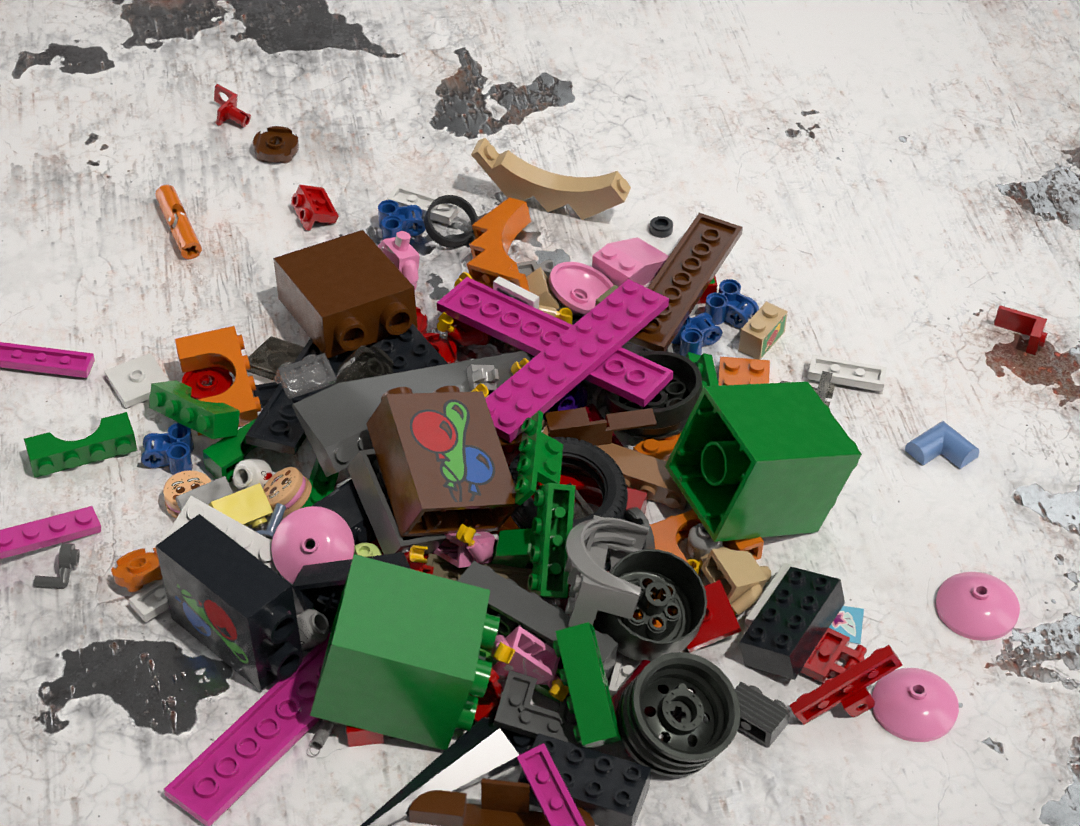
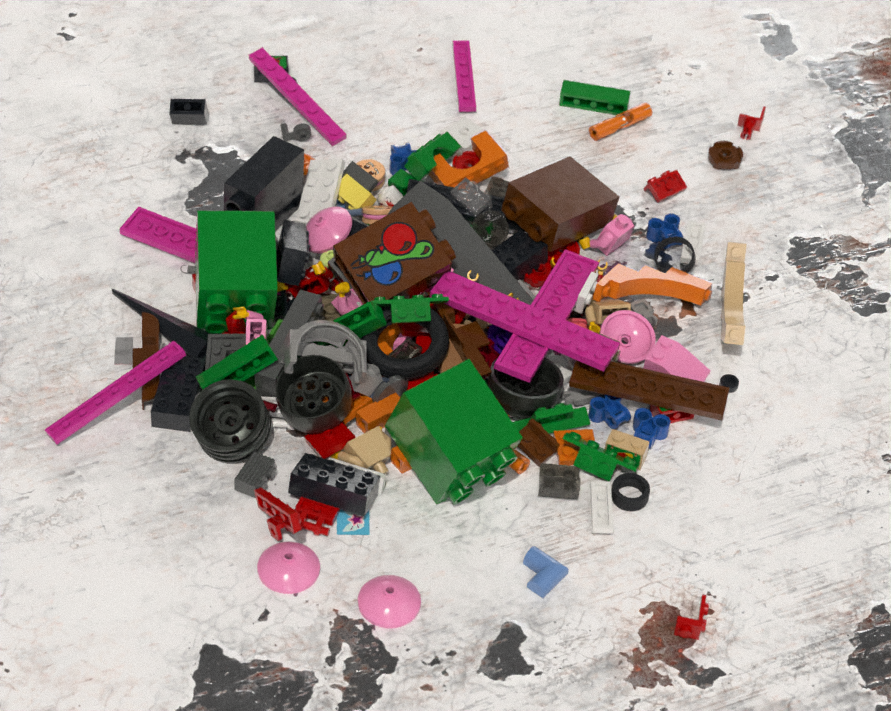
camera: 75 degrees right, 0 degrees up
(51, 454) = (404, 130): green arch -> none
(123, 236) = (594, 97): none -> green brick
(482, 374) = (491, 277): light grey tile -> none
(777, 357) = (597, 459): none -> green bracket
(828, 330) = (630, 480): none -> black tyre

